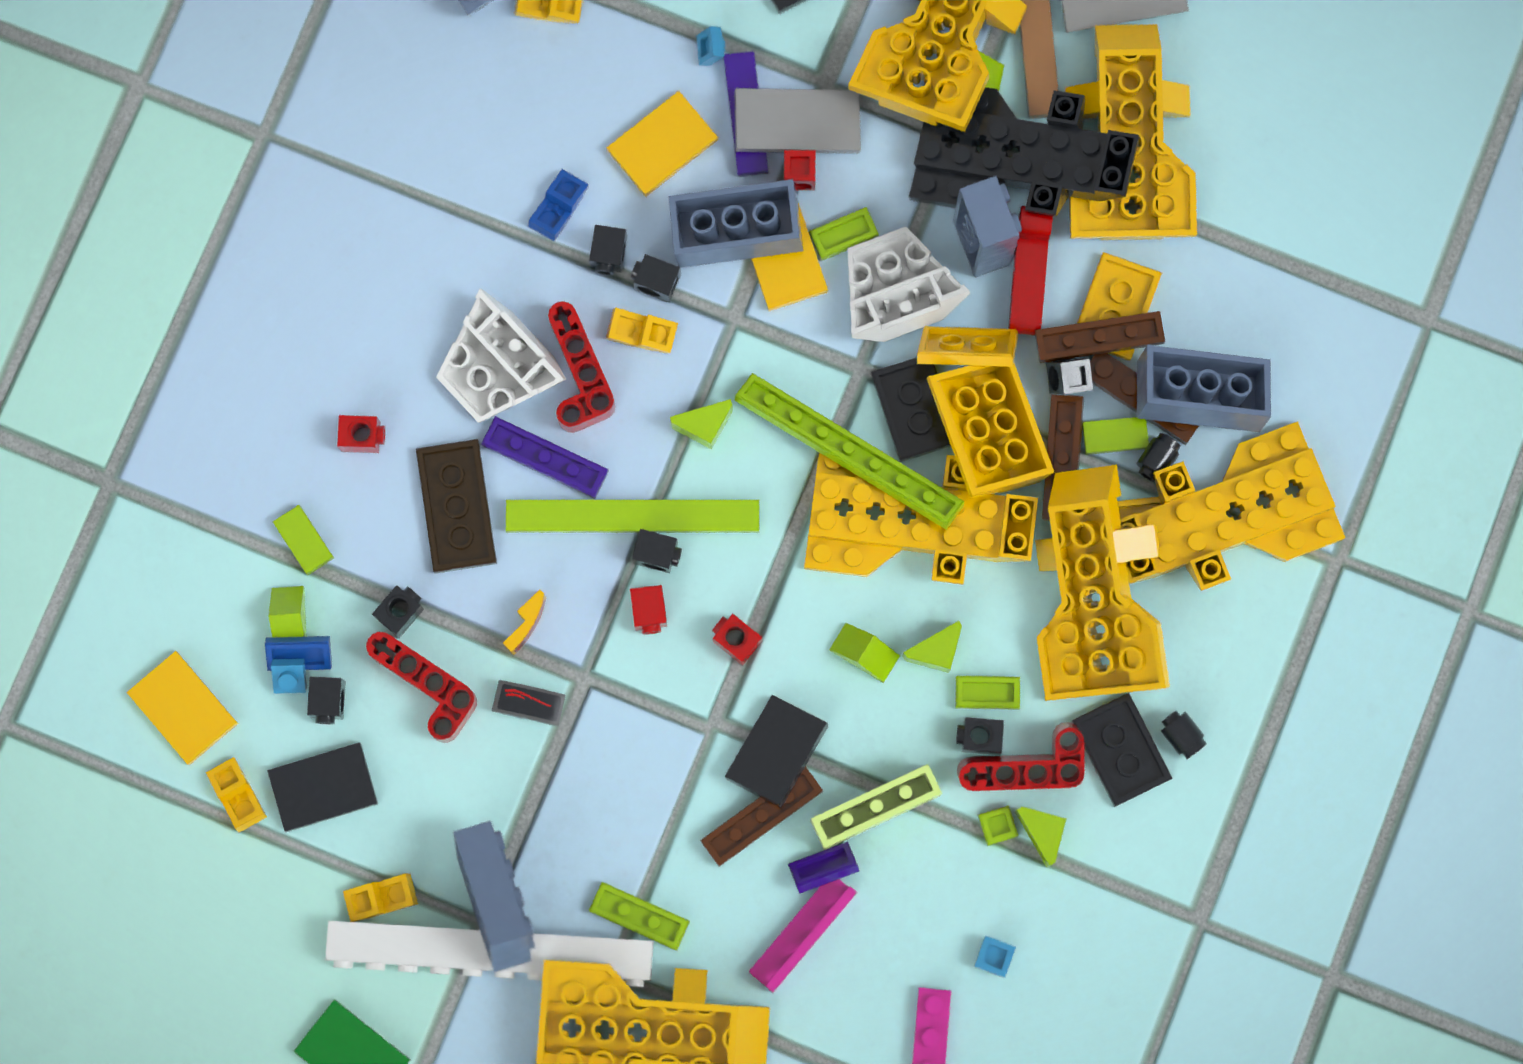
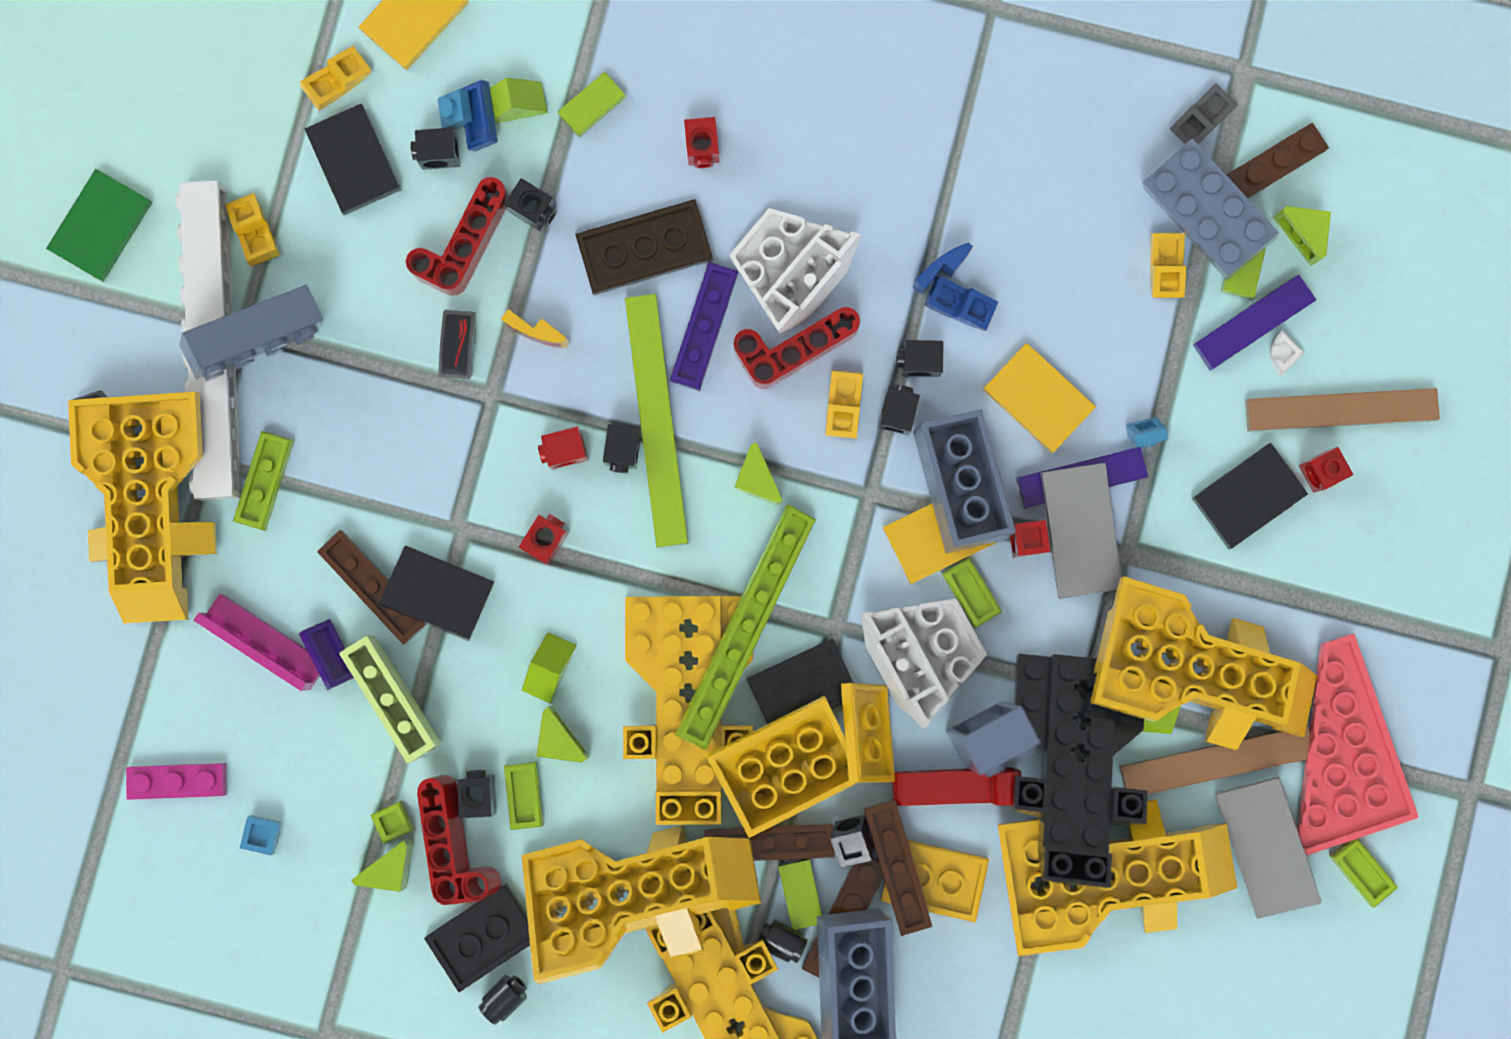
camera: 80 degrees right, 5 degrees up
(518, 210) = (946, 263): none -> blue slope

